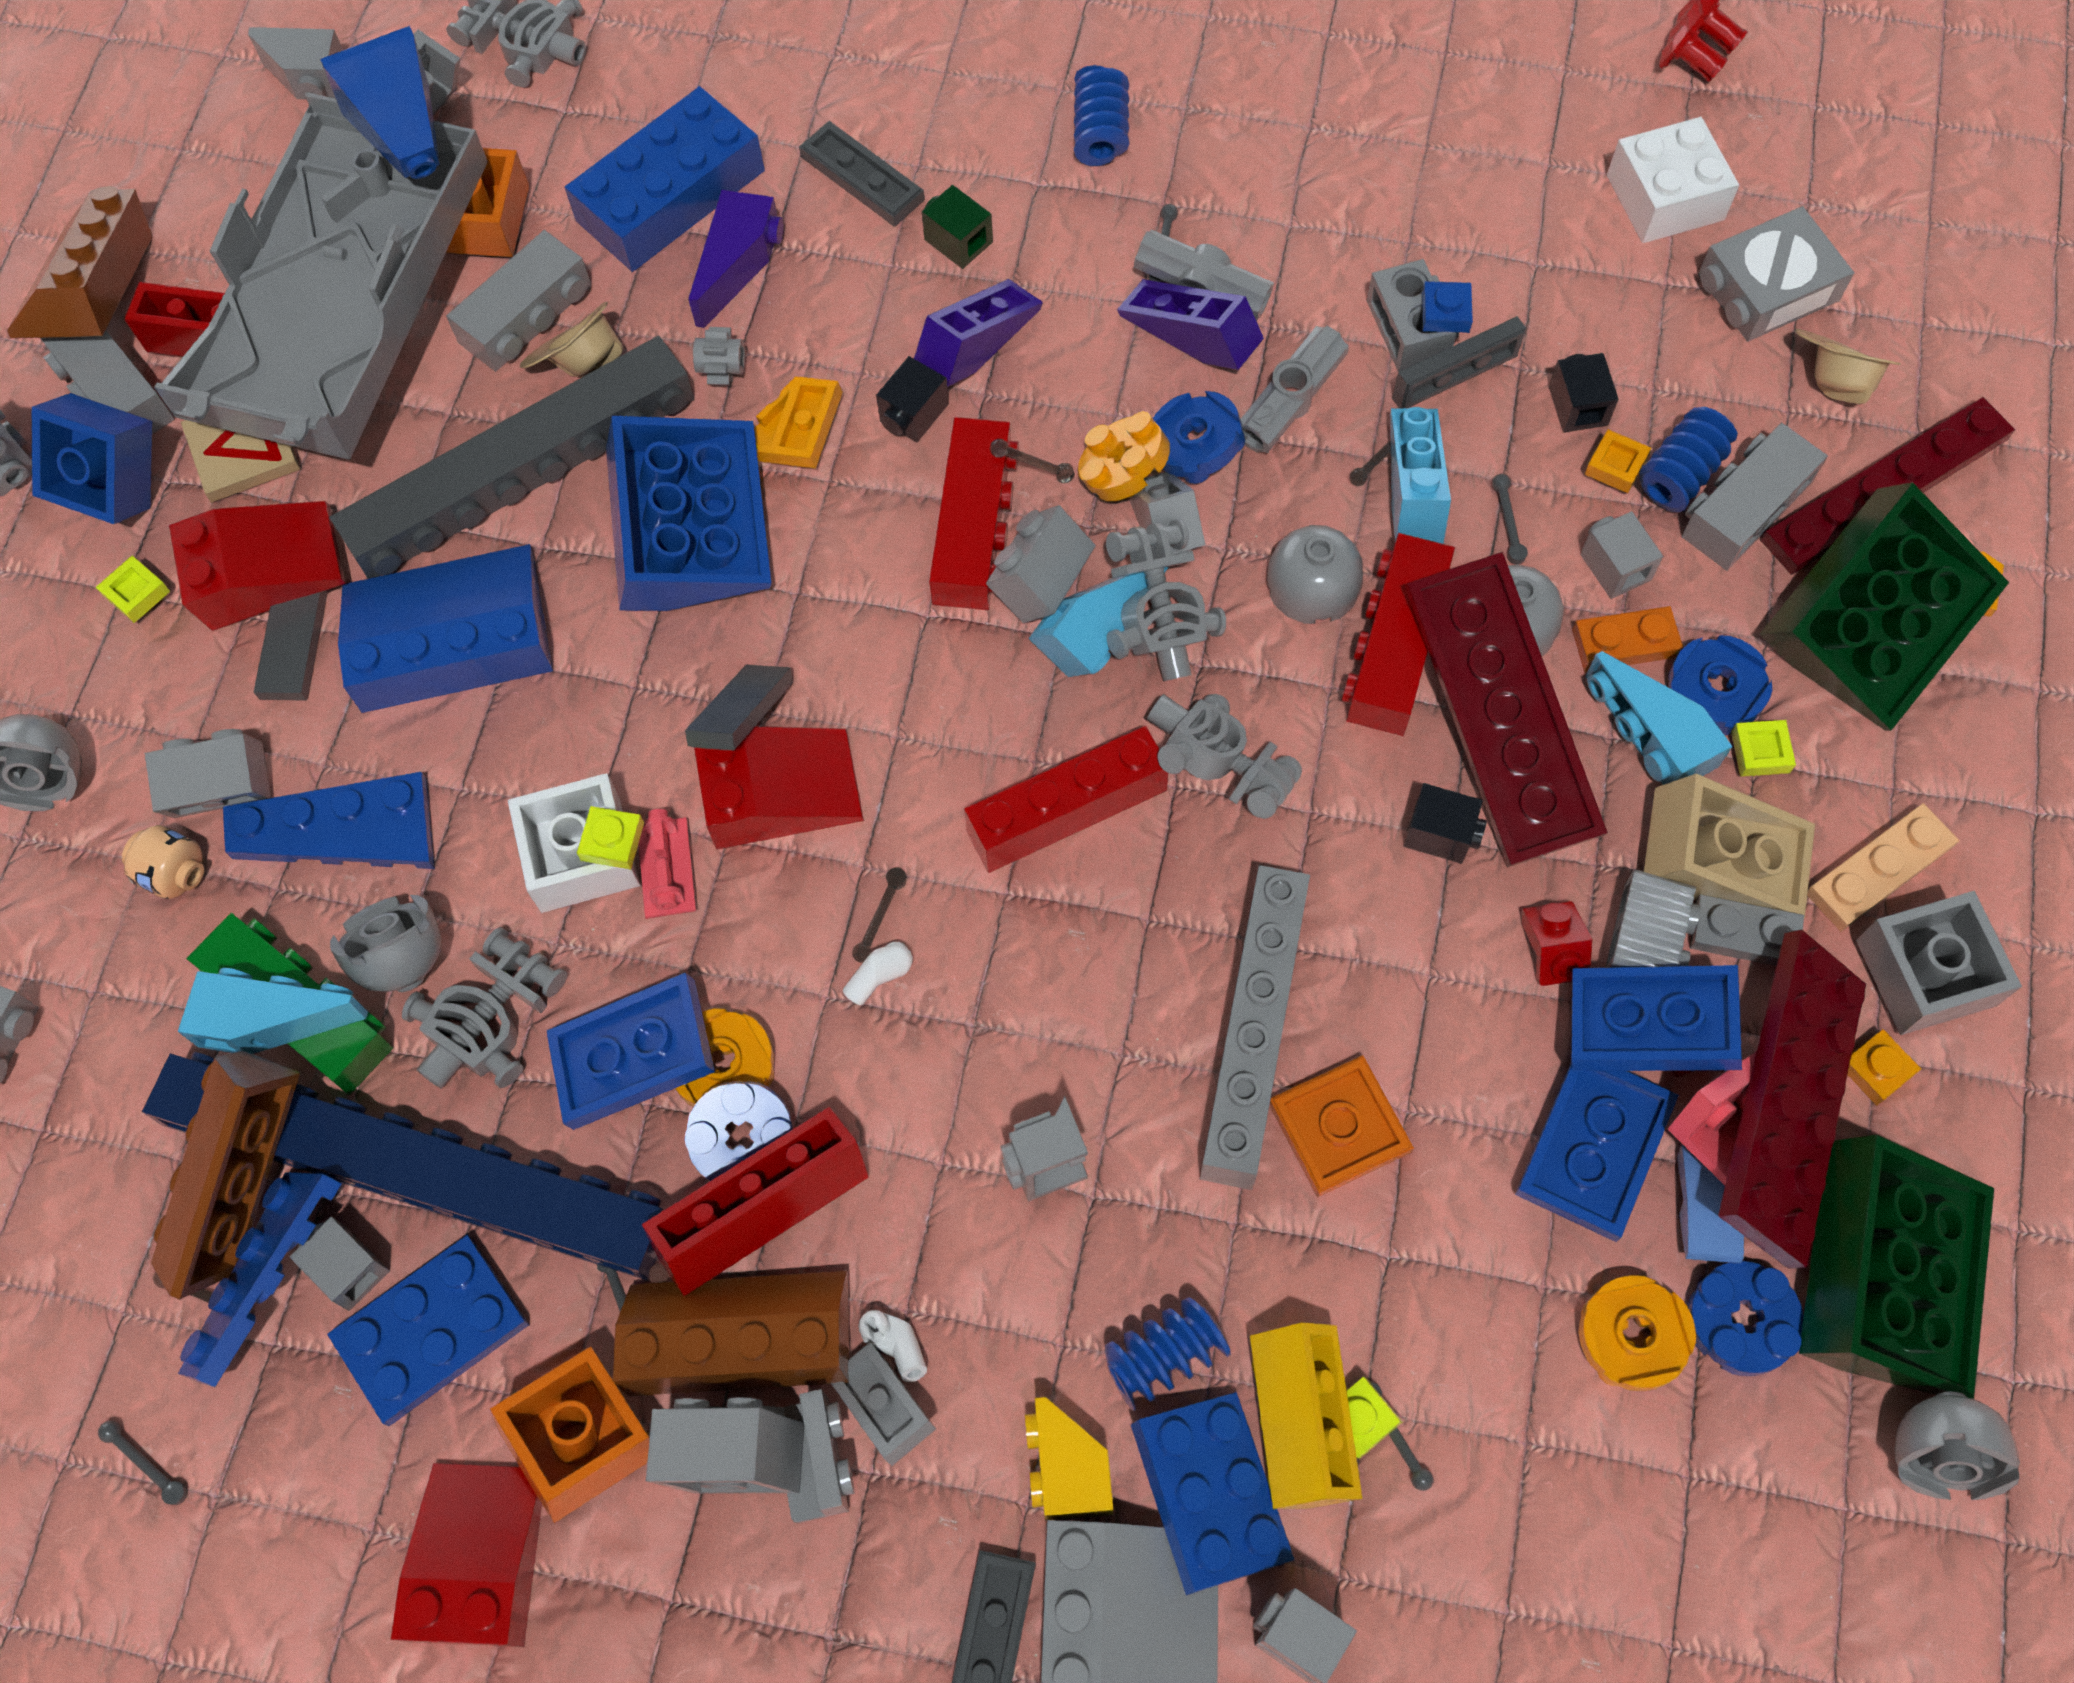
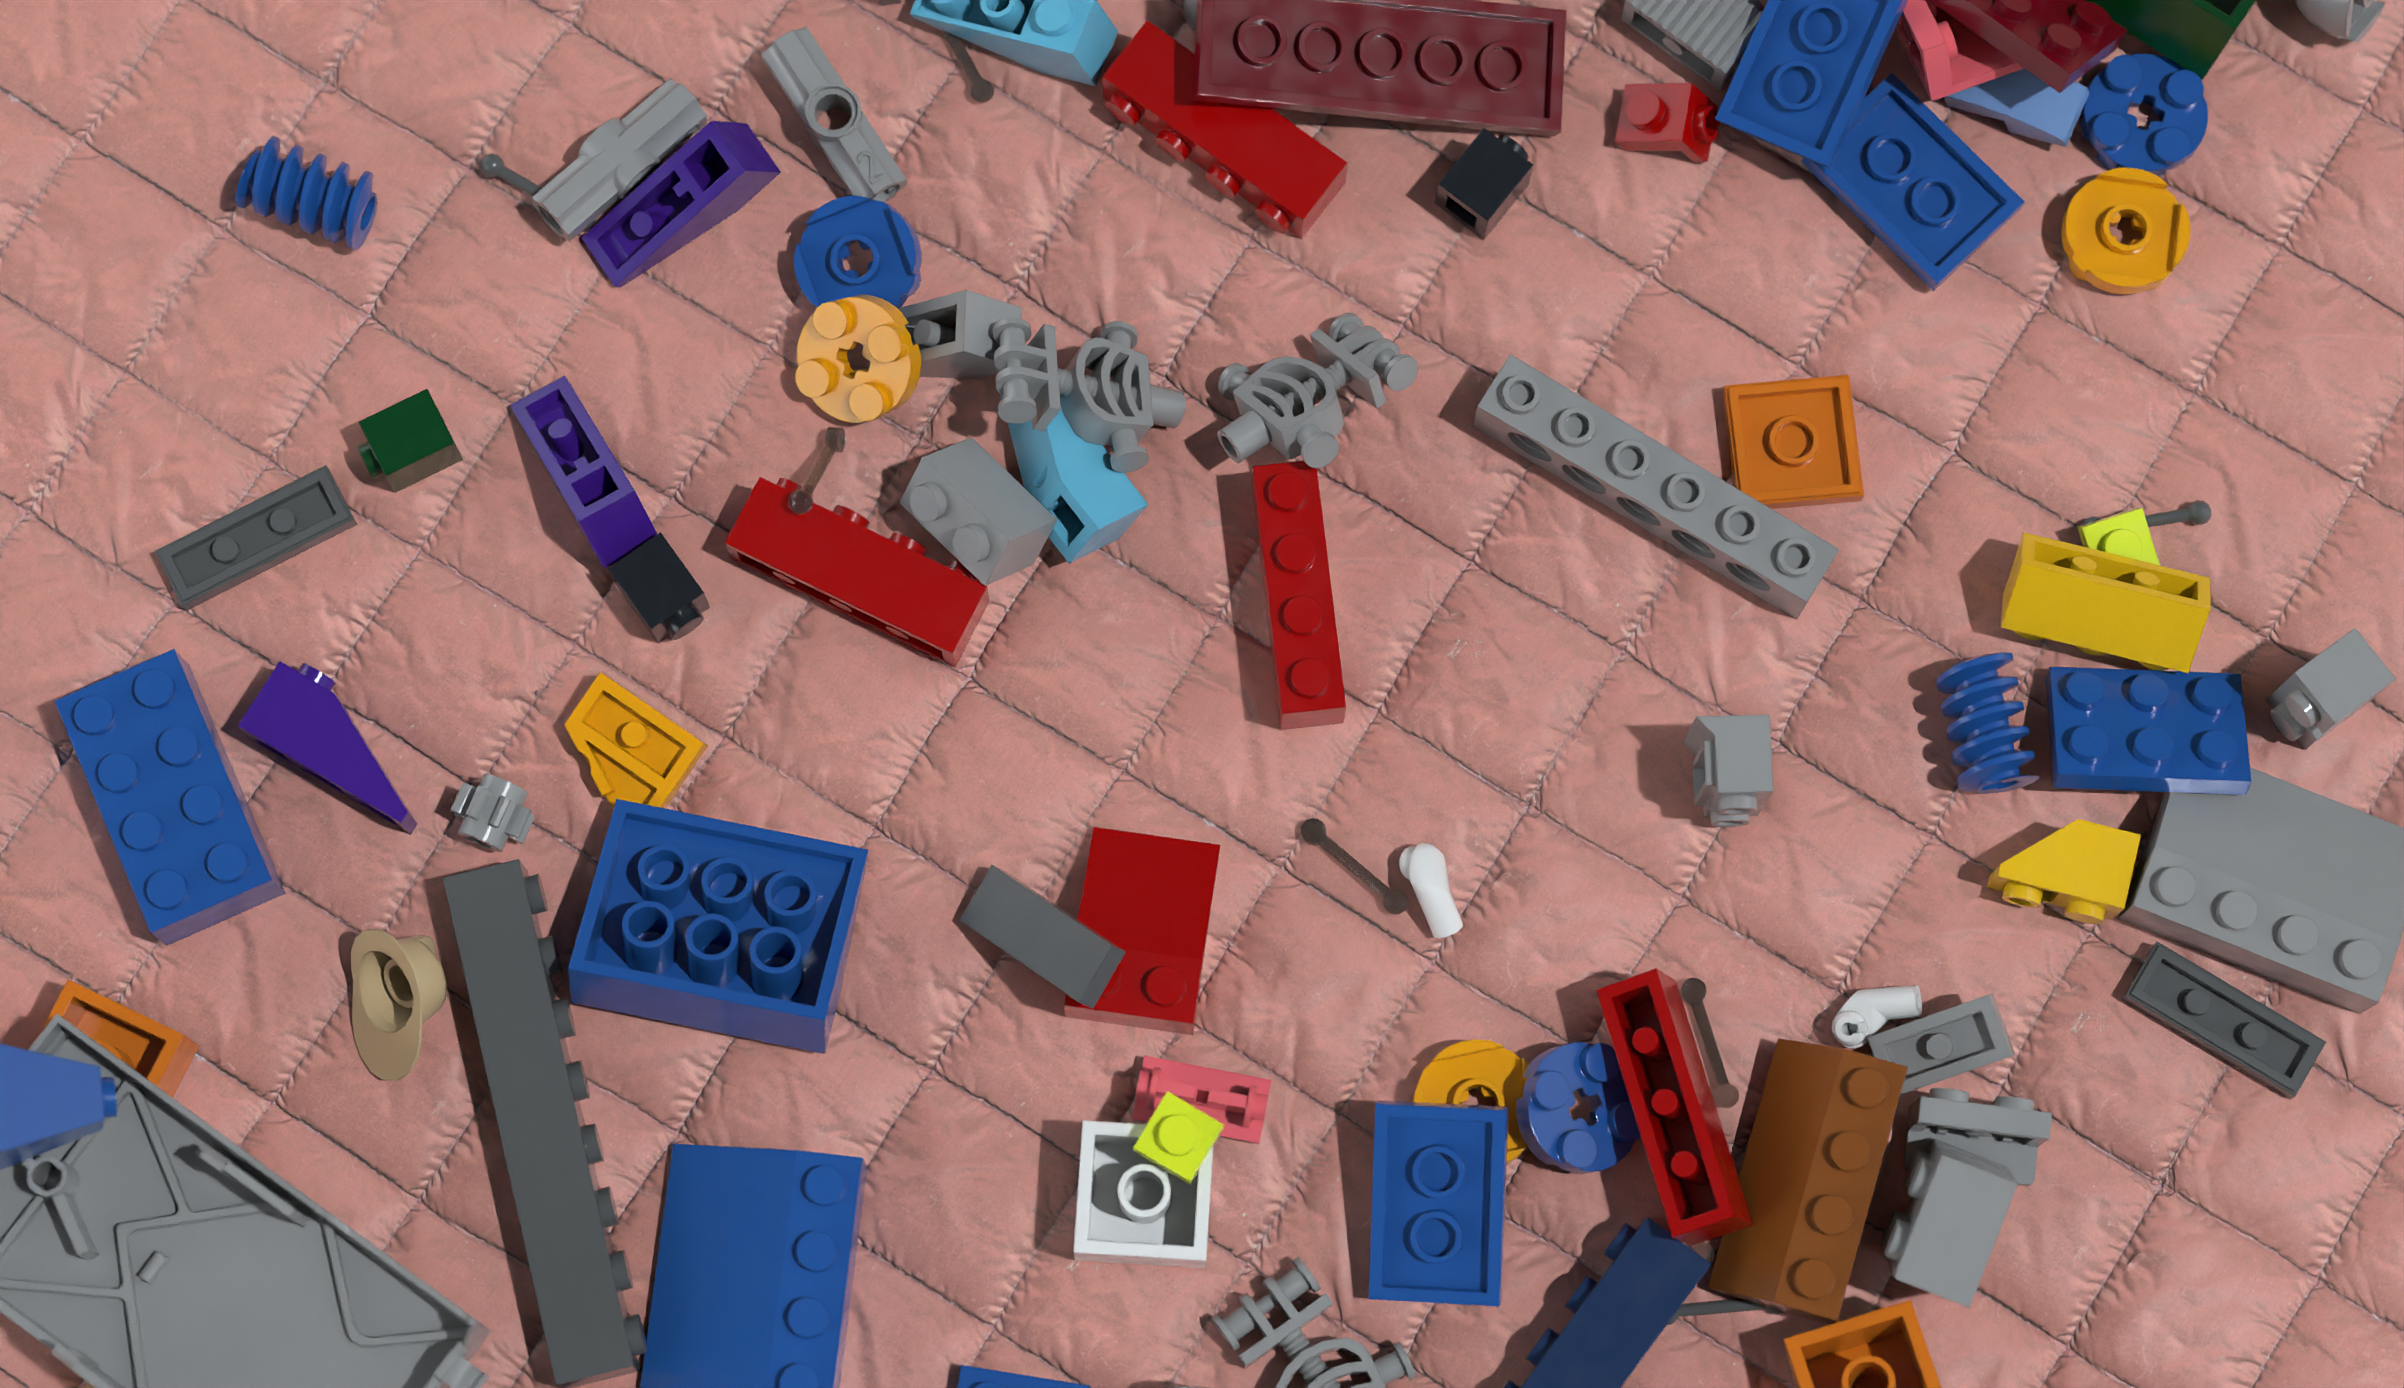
camera: 75 degrees left, 10 degrees up
(519, 300) = (292, 1050): light grey brick -> none
(866, 1197) = (1693, 993): none -> clear smoke hinge
(1315, 574) = (1101, 196): light grey cylinder -> none

